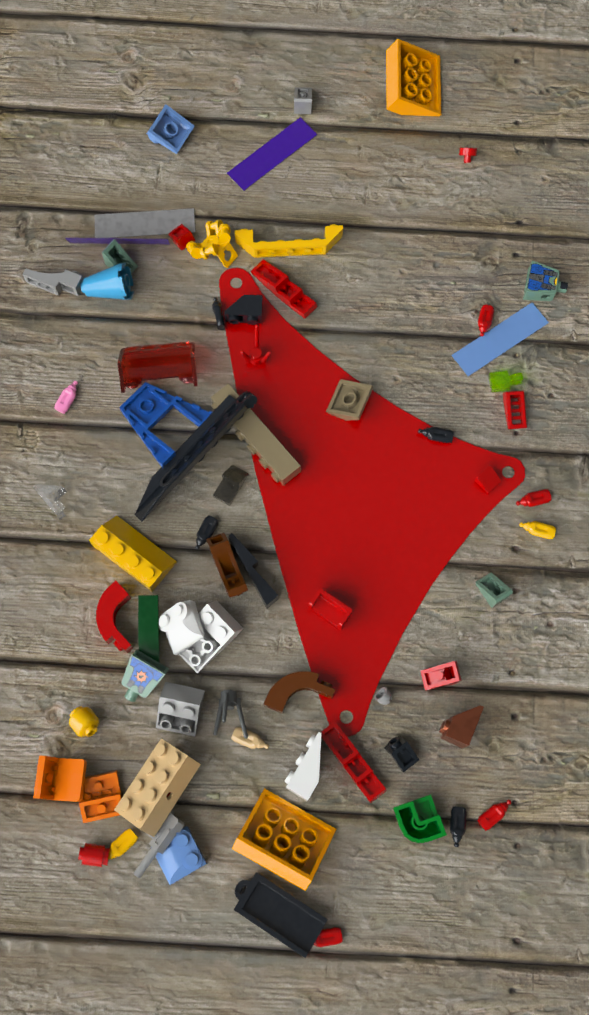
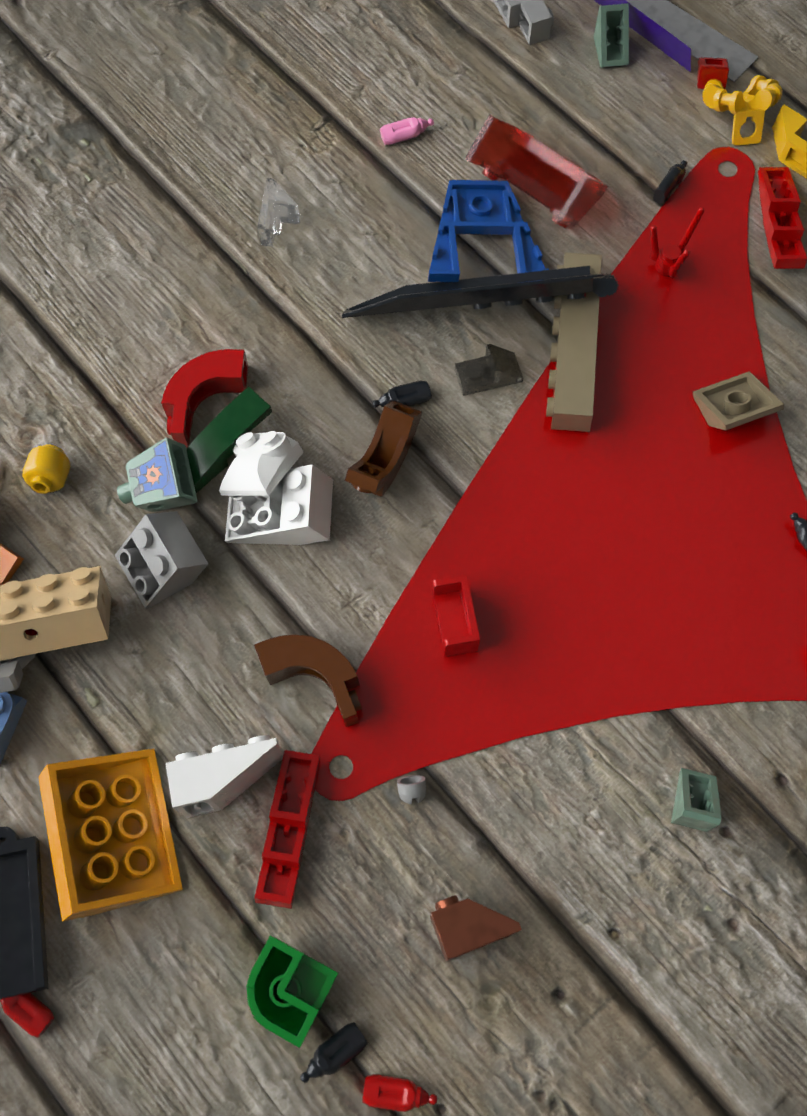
camera: 50 degrees right, 5 degrees down
(109, 283) = (578, 51): dark azure cone -> none
(132, 552) = (298, 343): yellow slope -> none
(227, 702) = (220, 604): dark grey plant -> none
(245, 310) = (715, 194): black slope -> none
(249, 563) = (397, 527): black slope -> none
(253, 740) = (198, 671): tan piece -> none
(401, 753) = (359, 882): black bracket -> none
(441, 675) = (510, 836): slope -> none

